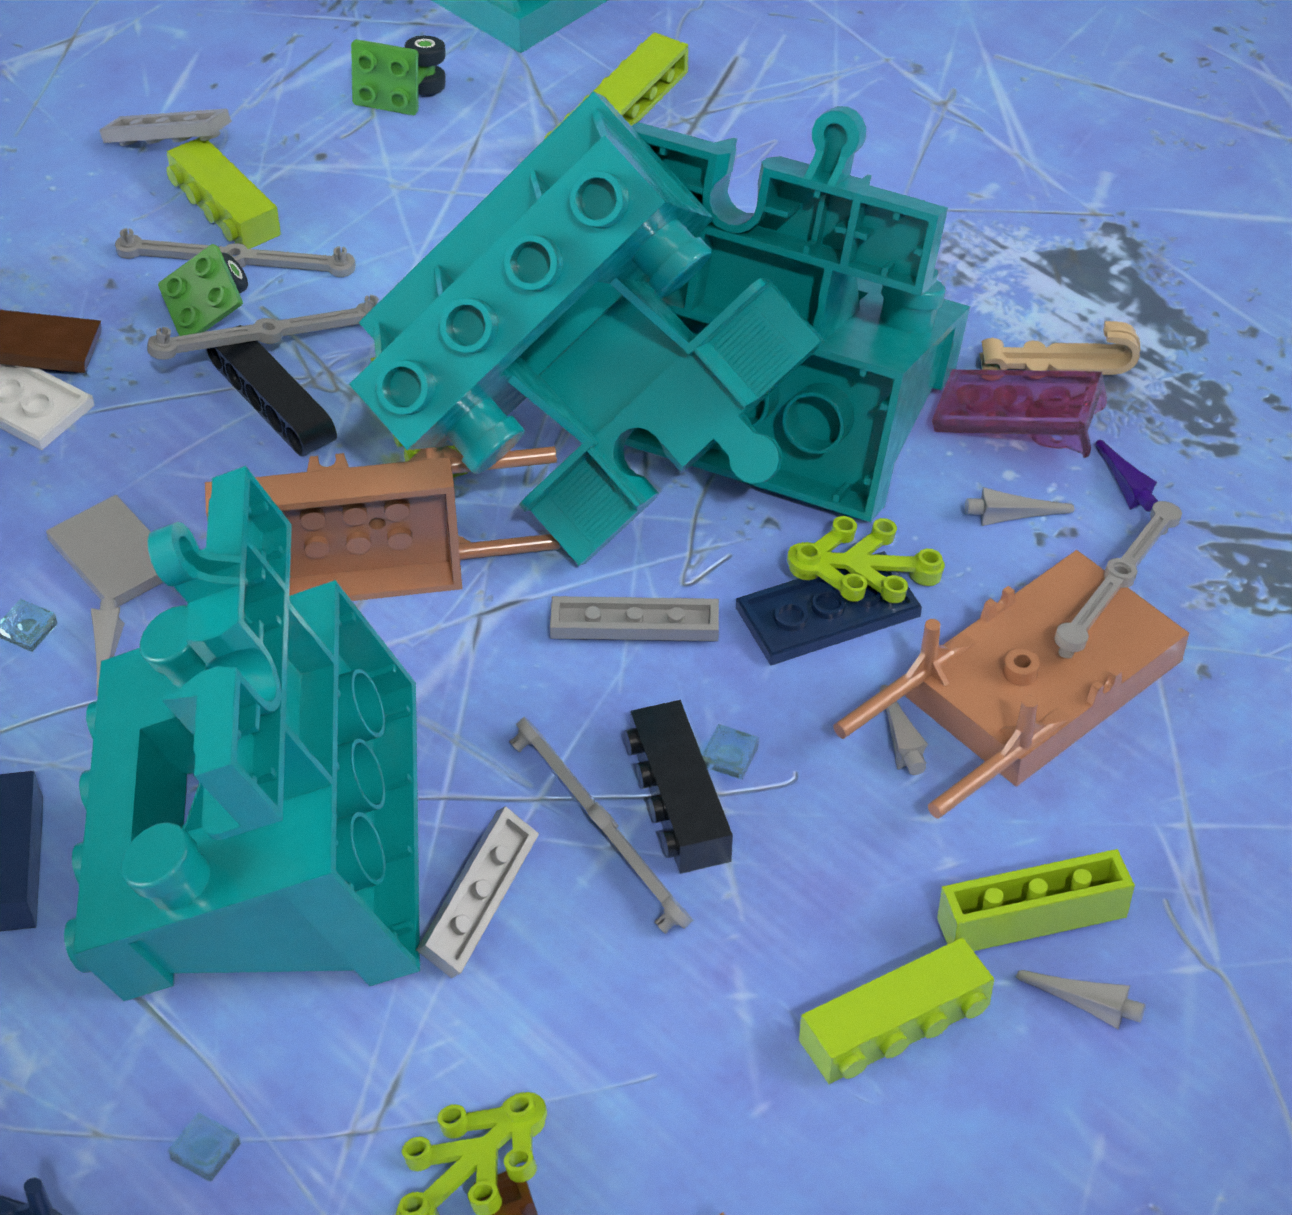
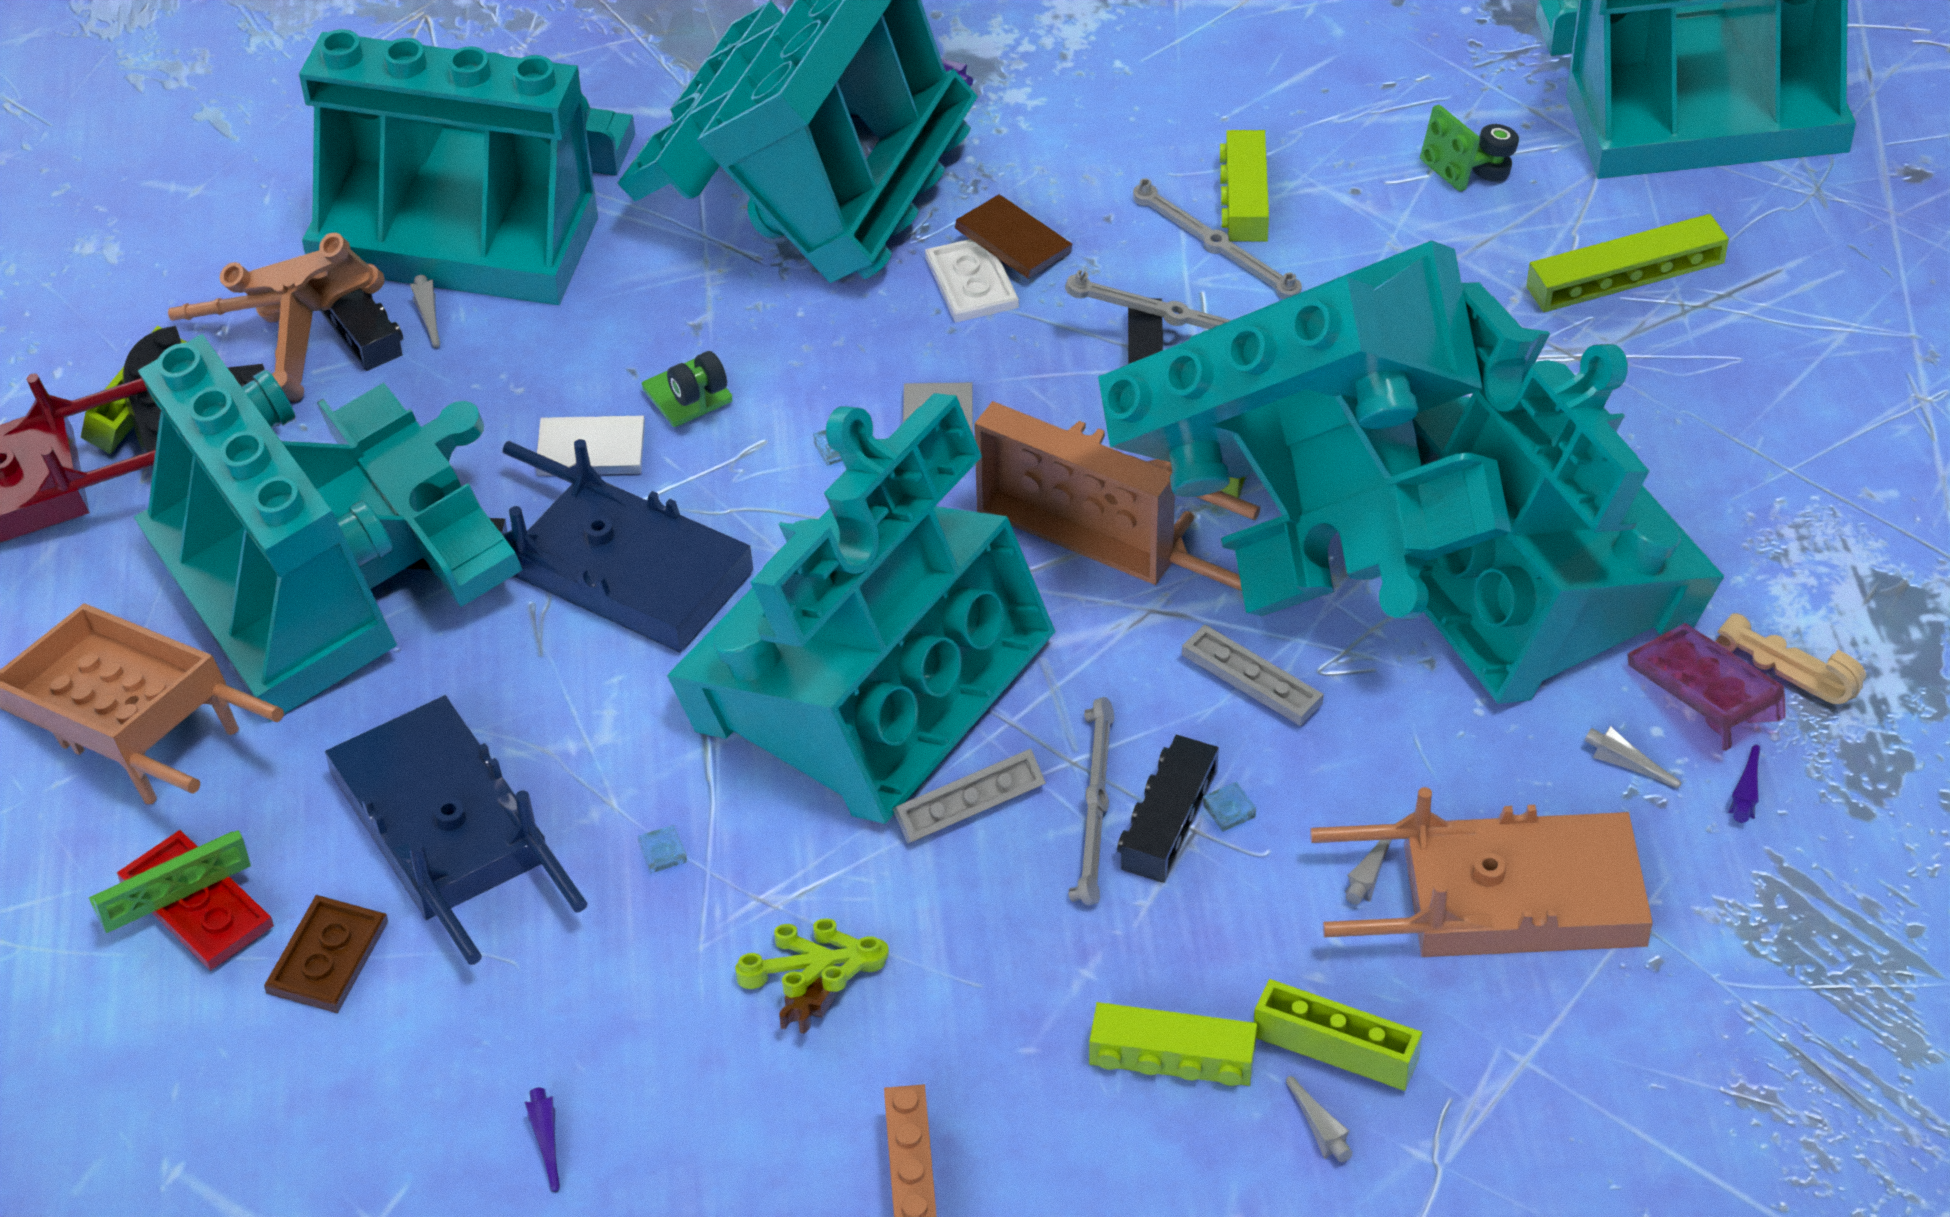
camera: 40 degrees right, 0 degrees up
(163, 126) = (1244, 109): light grey plate -> none
(203, 290) = (1157, 255): bright green plate -> none
(814, 615) = (1407, 749): dark blue tile -> none
(816, 560) = (1421, 706): lime plant -> none
(1118, 574) = (1738, 832): light grey piece -> none

